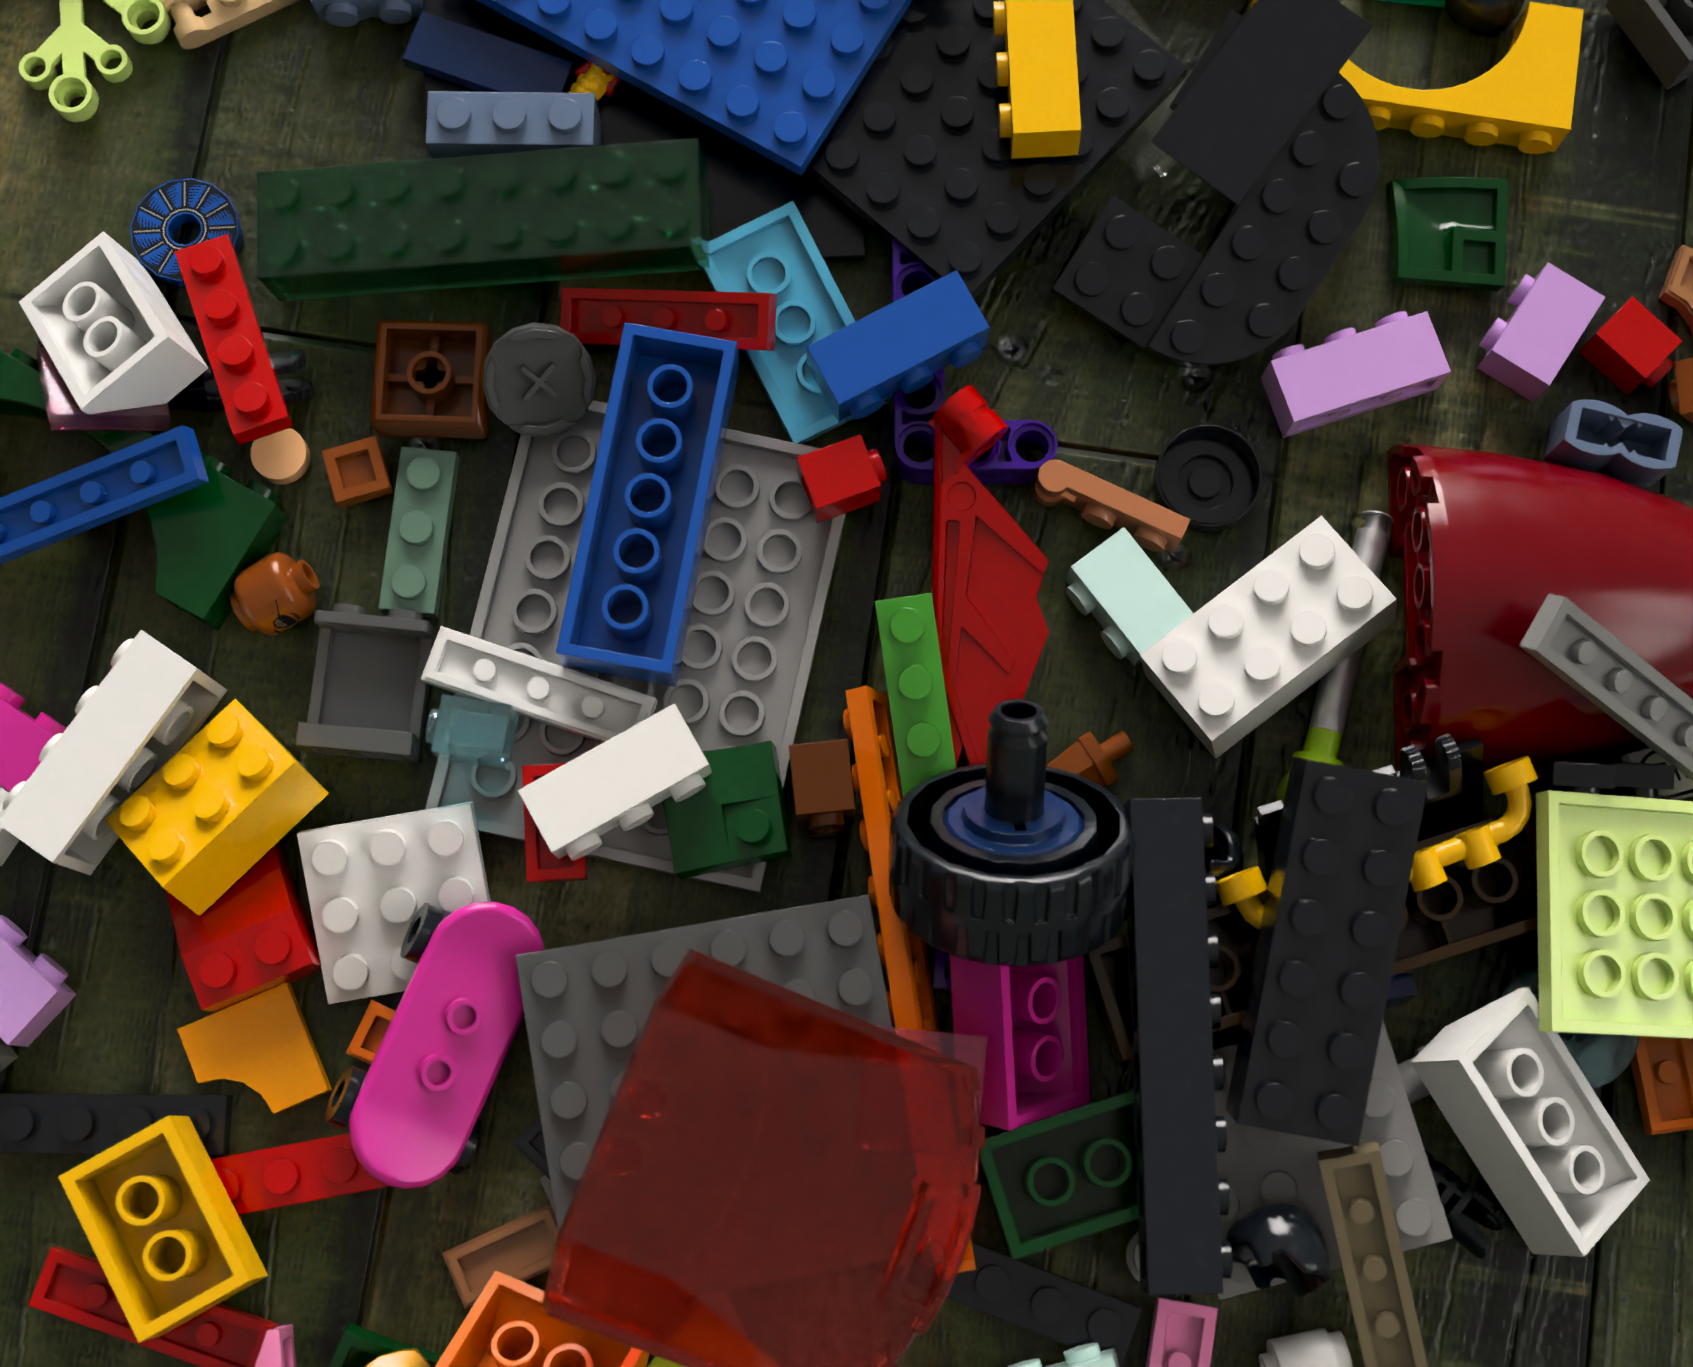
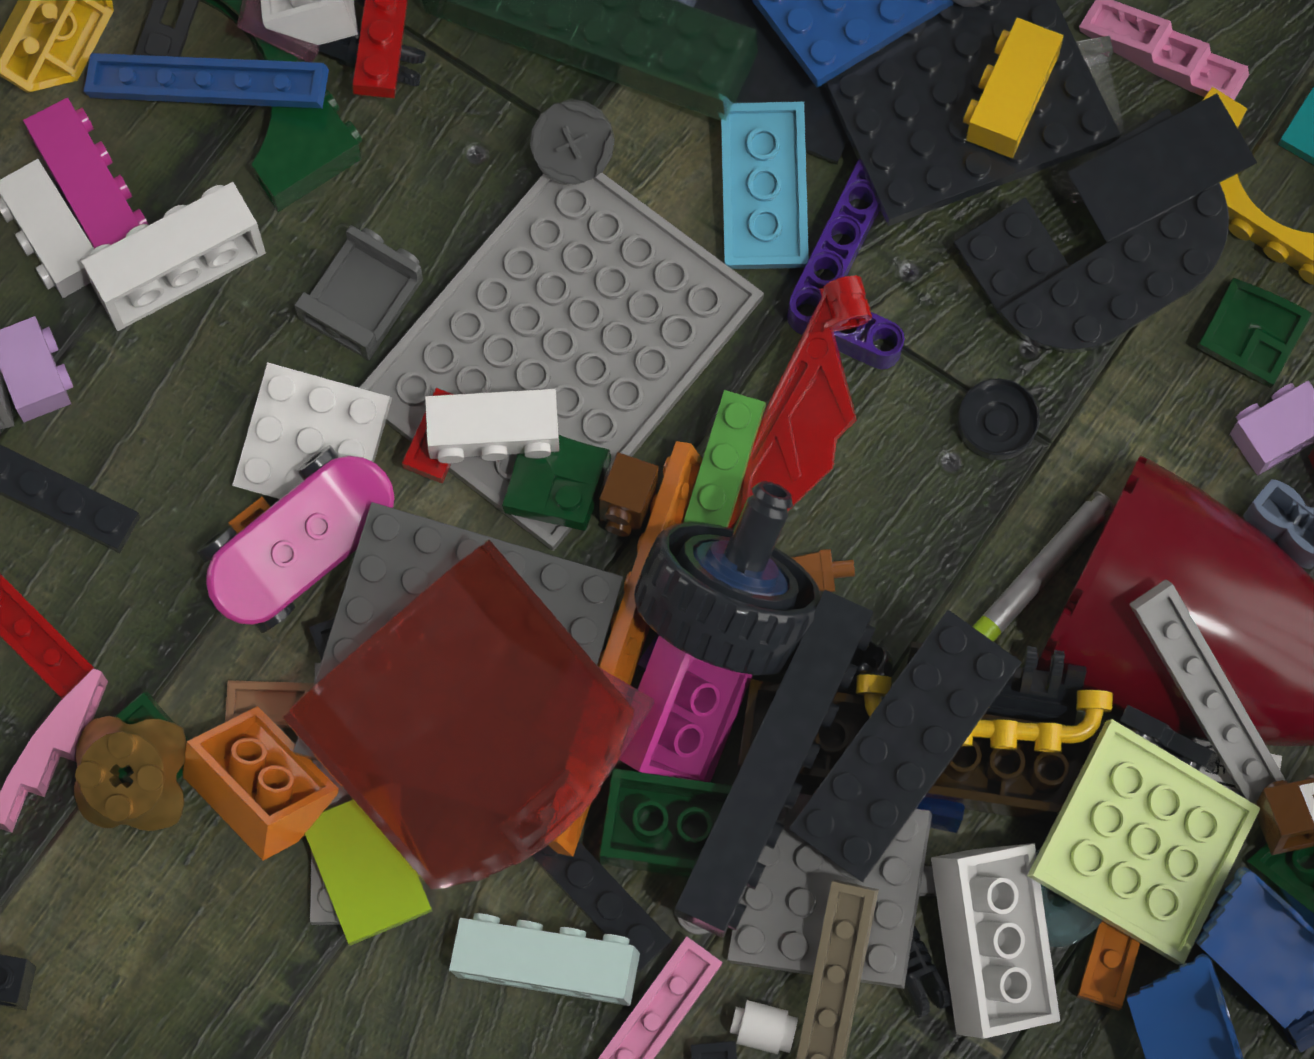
camera: 25 degrees right, 5 degrees down
(162, 1227) = (61, 568): yellow brick -> none
(216, 808) = (224, 321): yellow brick -> none
(247, 937) = (202, 401): red slope -> none
(261, 1045) = (175, 491): light orange tile -> none
(274, 594) = (328, 203): dark orange head -> none
(281, 456) = (376, 115): light nougat tile -> none
(293, 1174) = (153, 585): red plate -> none
(357, 471) = (422, 149): dark orange plate -> none
(407, 355) = (493, 88): reddish brown brick -> none
(419, 531) = (444, 207): sand green plate -> none
(473, 732) = (415, 351): clear light blue brick -> none
(534, 687) = (466, 339): white tile -> none
(600, 313) = (681, 142): red plate -> none
(649, 505) = (604, 257): blue brick -> none
(841, 477) = (743, 299): red brick -> none
(898, 347) = (824, 230): blue brick -> none
(1110, 505) = (920, 405): nougat plate -> none
(1125, 596) = (901, 472): light aqua brick -> none
(1269, 636) = (982, 540): white brick -> none
(1283, 1245) = (780, 932): black hair -> none
(1354, 372) = (1137, 395): lavender brick -> none

